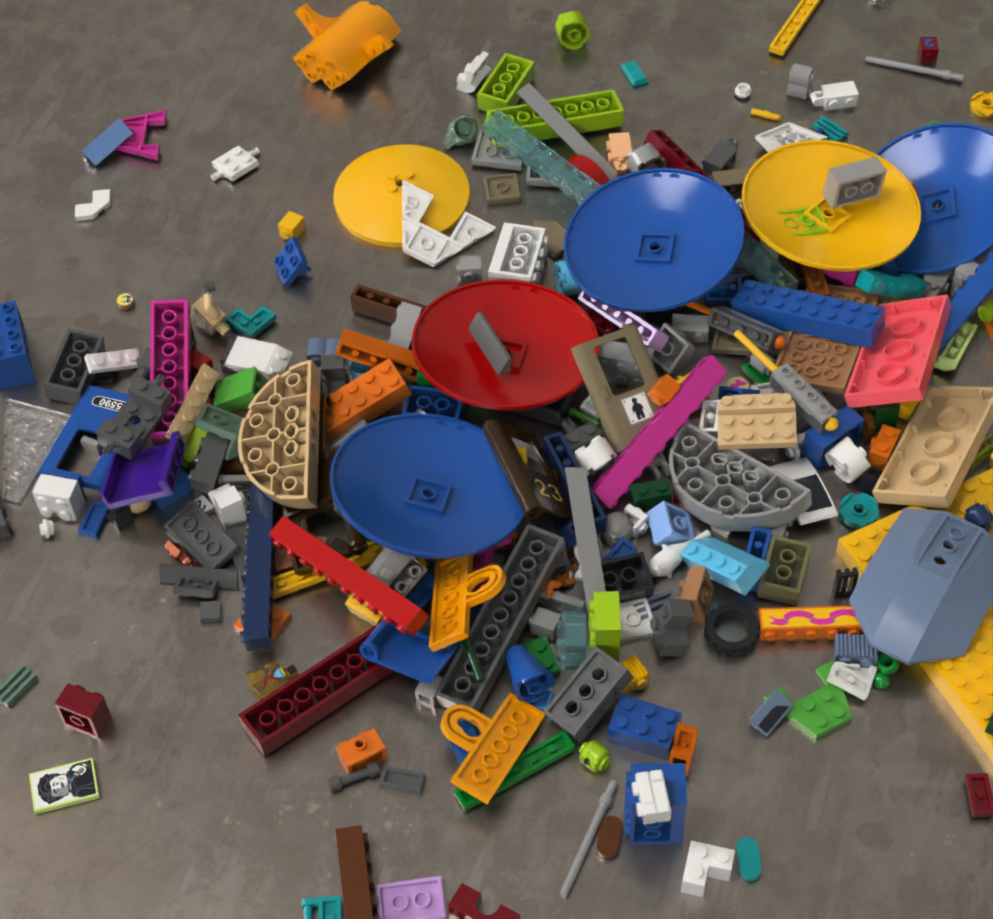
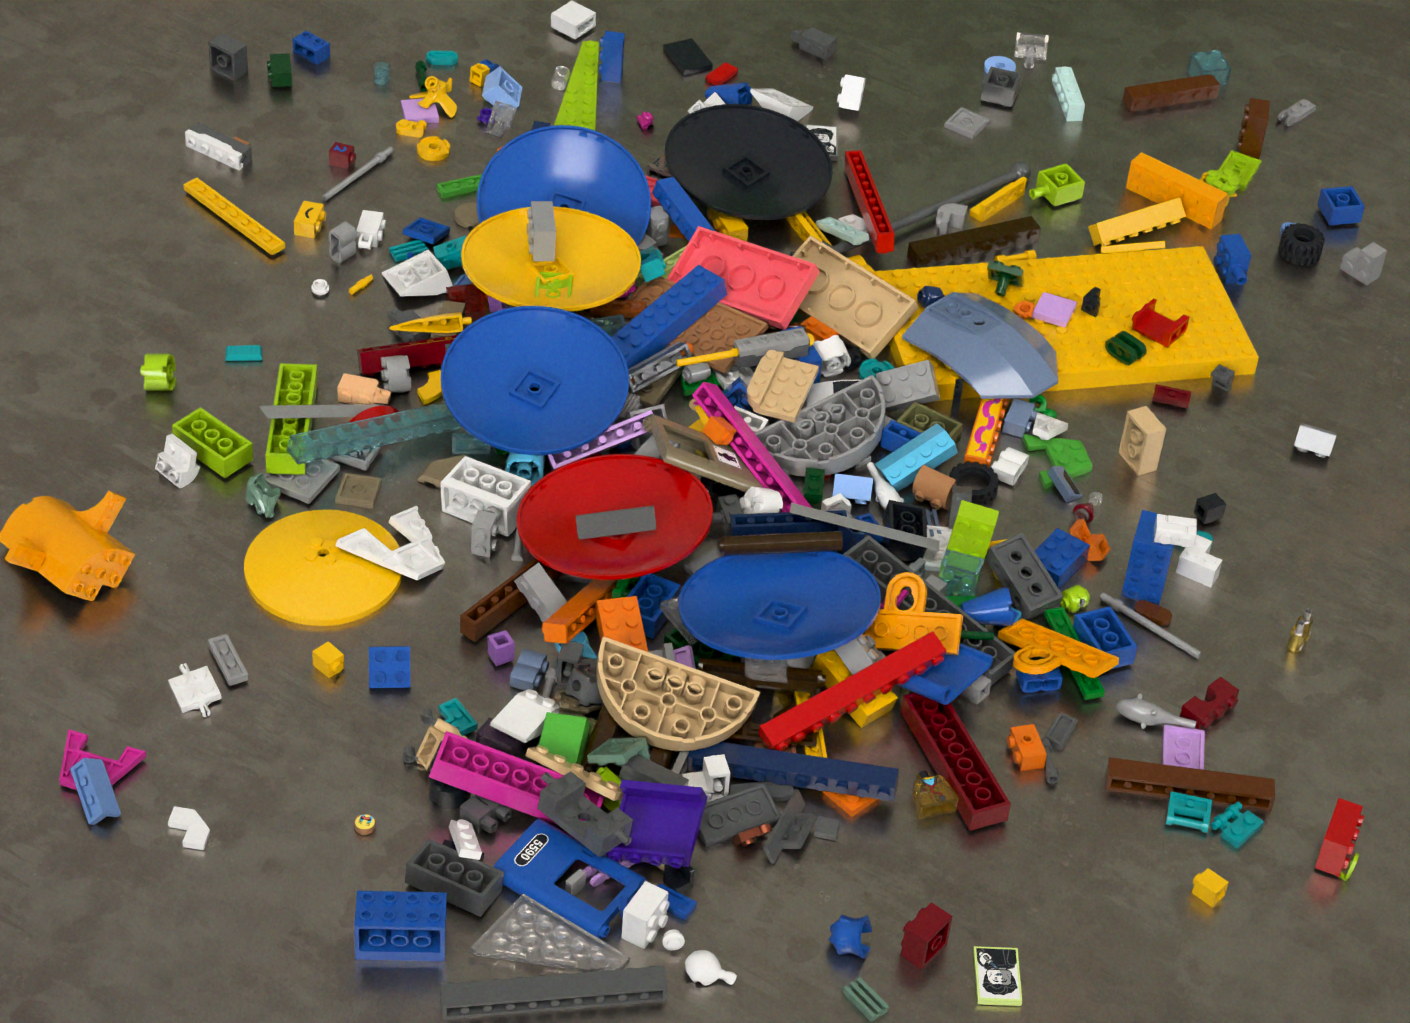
camera: 80 degrees left, 10 degrees down
(21, 559) = (705, 968): none -> white hair
(75, 649) = (847, 935): none -> blue helmet
(271, 171) = (228, 659): none -> light grey plate
(338, 321) = (501, 648): none -> medium lavender brick
(447, 856) = (1149, 713): none -> light grey piece
(538, 791) = (1106, 632): none -> blue brick
(723, 169) = (436, 324): none -> yellow piece
(734, 740) = (1085, 510): none -> clear piece
(774, 657) = (1010, 465): none -> white brick
(797, 864) = (1210, 508): none -> black brick
(826, 56) = (309, 219): none -> yellow brick
(829, 532) = (908, 385): none -> light grey brick
(860, 767) = (1142, 440): none -> tan brick
(861, 131) = (426, 230): none -> blue plate

